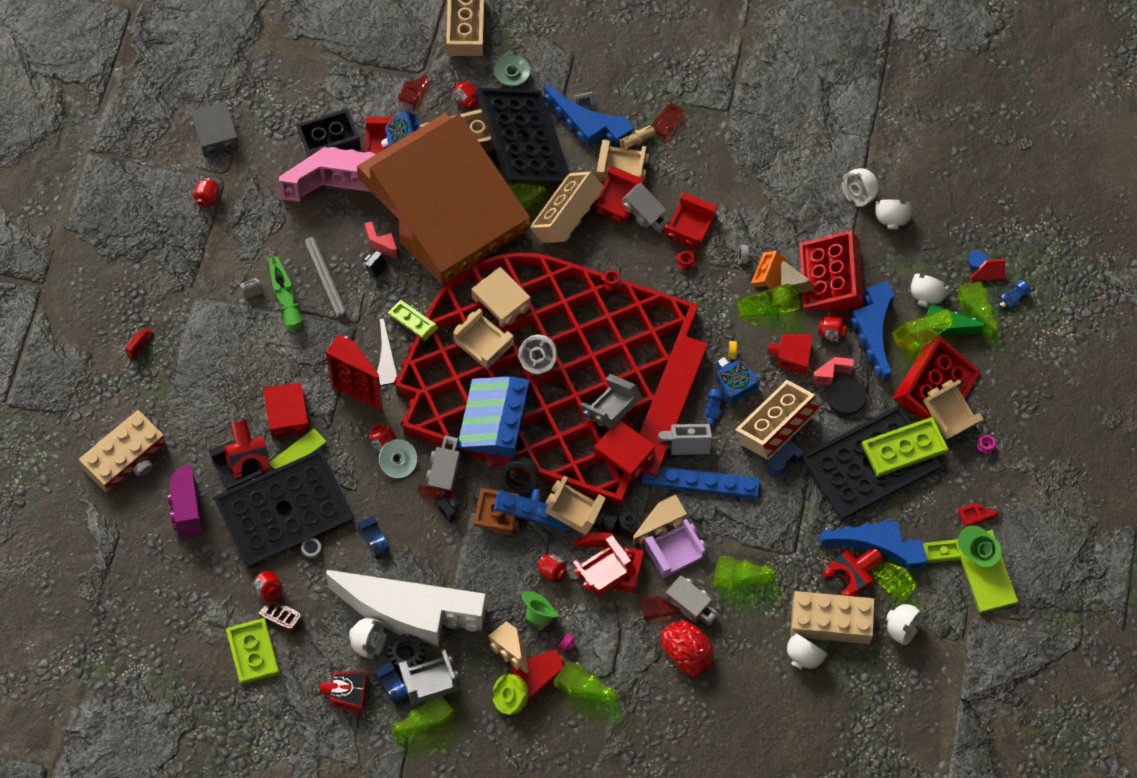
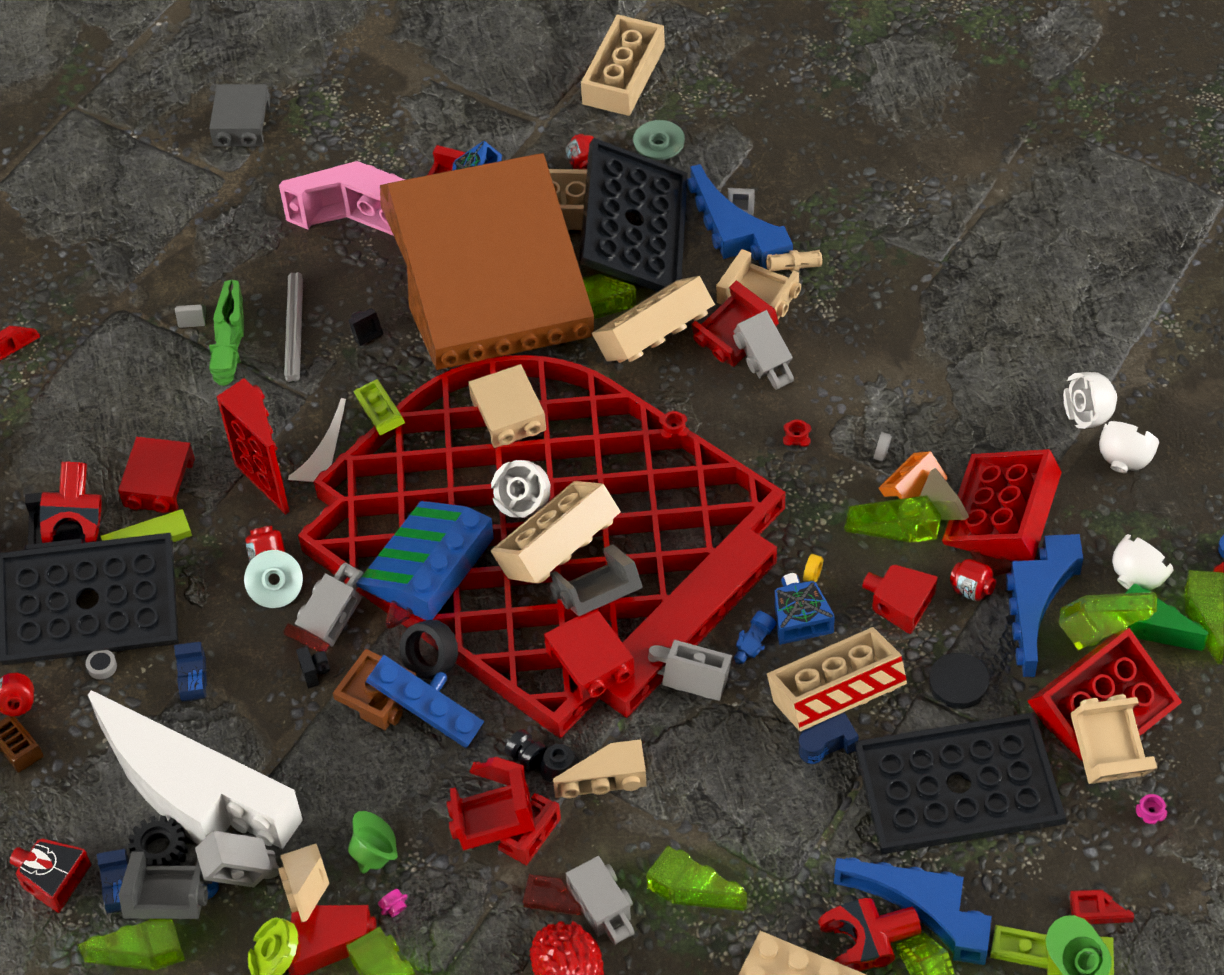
camera: 25 degrees right, 10 degrees down
(206, 193) = (189, 185): red head -> none
(329, 131) = (387, 149): black brick -> none
(368, 637) = (114, 806): white cylinder -> none
(383, 244) = (386, 303): coral slope -> none
(411, 90) = (517, 134): clear red tile -> none
(463, 647) = (235, 859): none -> light grey brick
(482, 339) = (457, 452): tan panel -> none
(552, 568) = (418, 789): red head -> none
(572, 376) = (556, 532): none -> tan brick
(573, 507) = (483, 711): tan panel -> none
(667, 119) = (847, 251): clear red tile -> none
(676, 549) = (612, 820): lavender panel -> none
(690, 221) = (825, 385): red panel -> none
(703, 482) = (695, 738): blue plate -> none
(824, 375) = (938, 637): coral slope -> none
(904, 447) = (1018, 774): lime tile -> none

